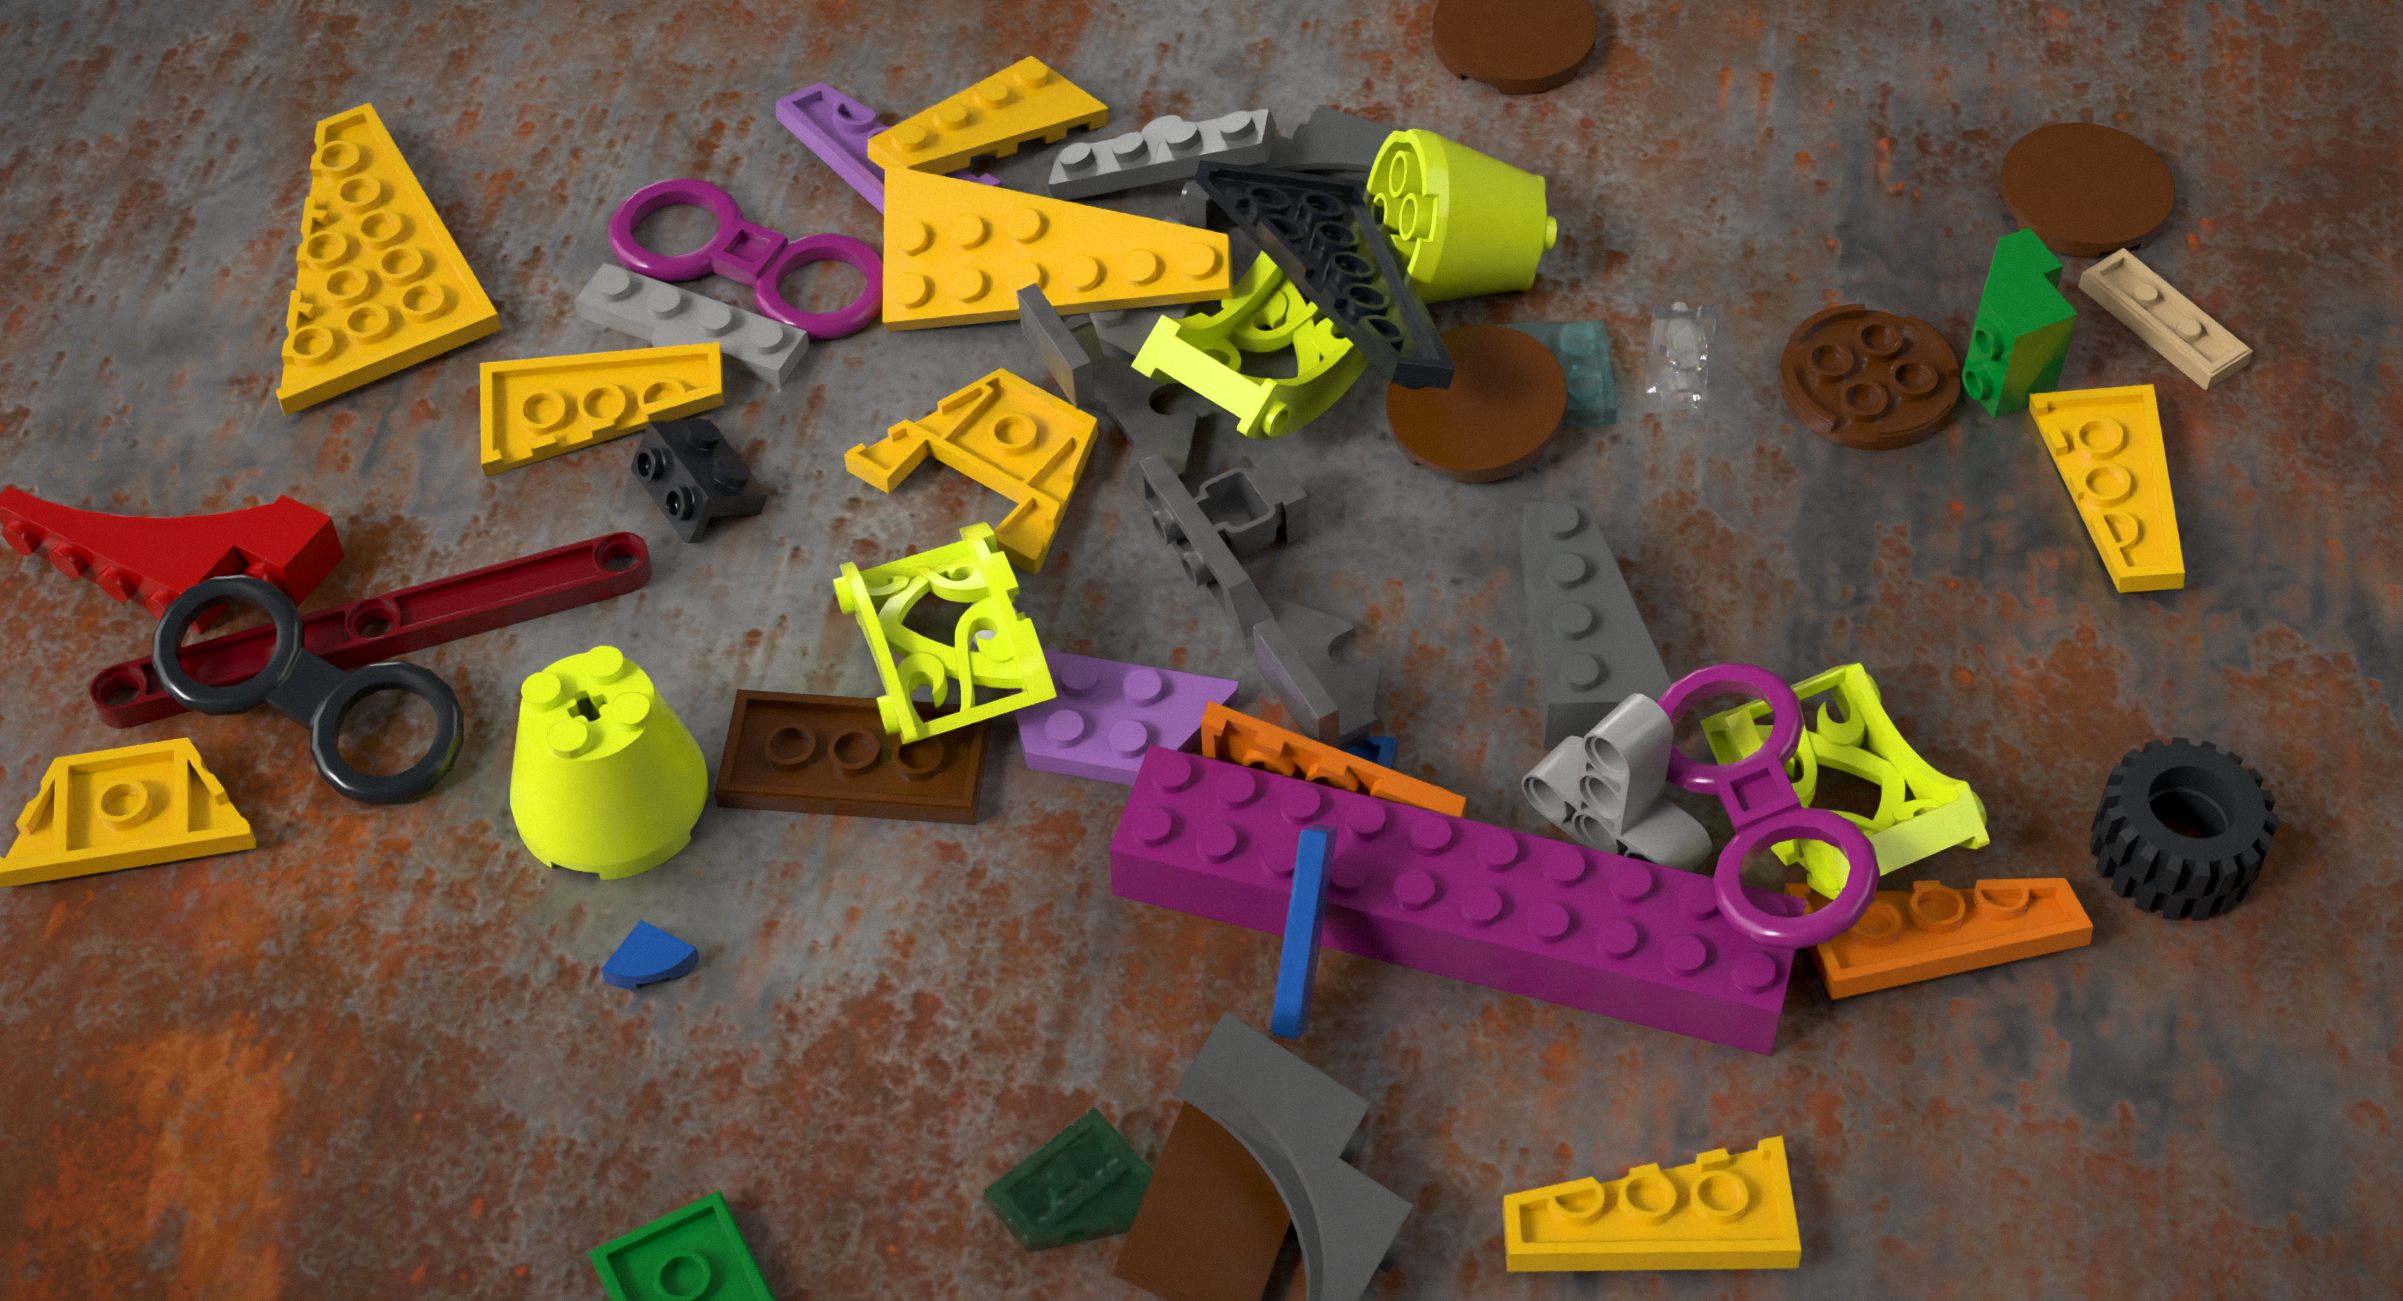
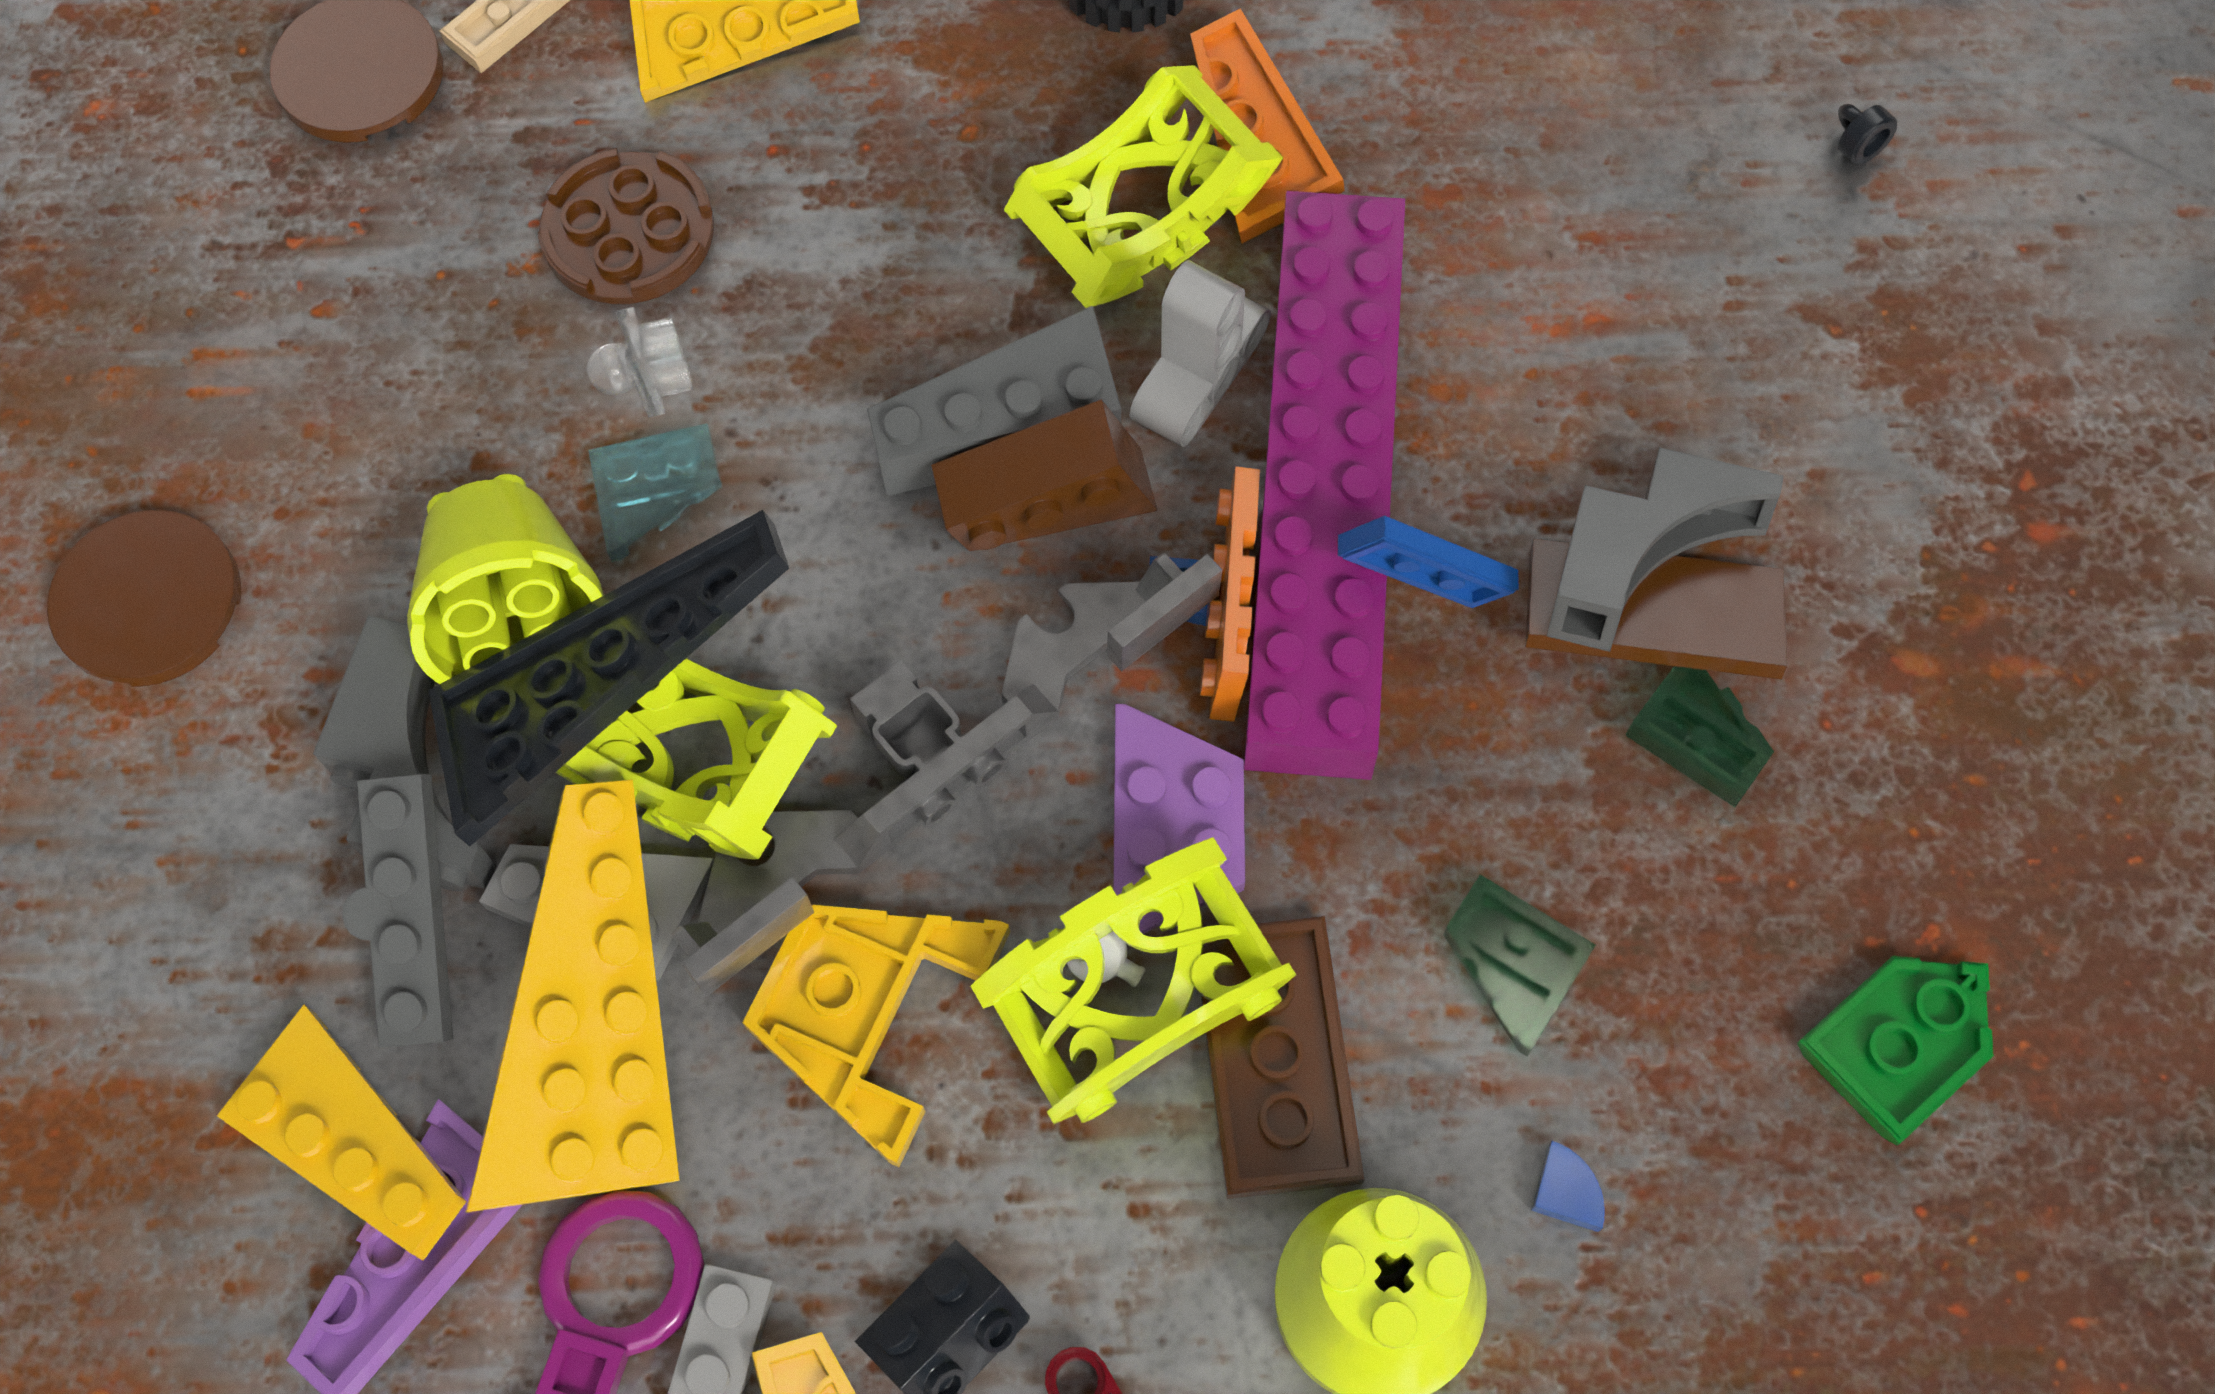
camera: 100 degrees left, 15 degrees up
(882, 959) = (1516, 958): none -> clear green wing
(1489, 658) = (1044, 480): none -> reddish brown wedge
(1493, 417) = (709, 497): reddish brown tile -> none
(1685, 1217) = (1584, 280): yellow wing -> none
(1768, 810) = (1217, 211): magenta bar -> none
(2019, 327) = (576, 90): green piece -> none

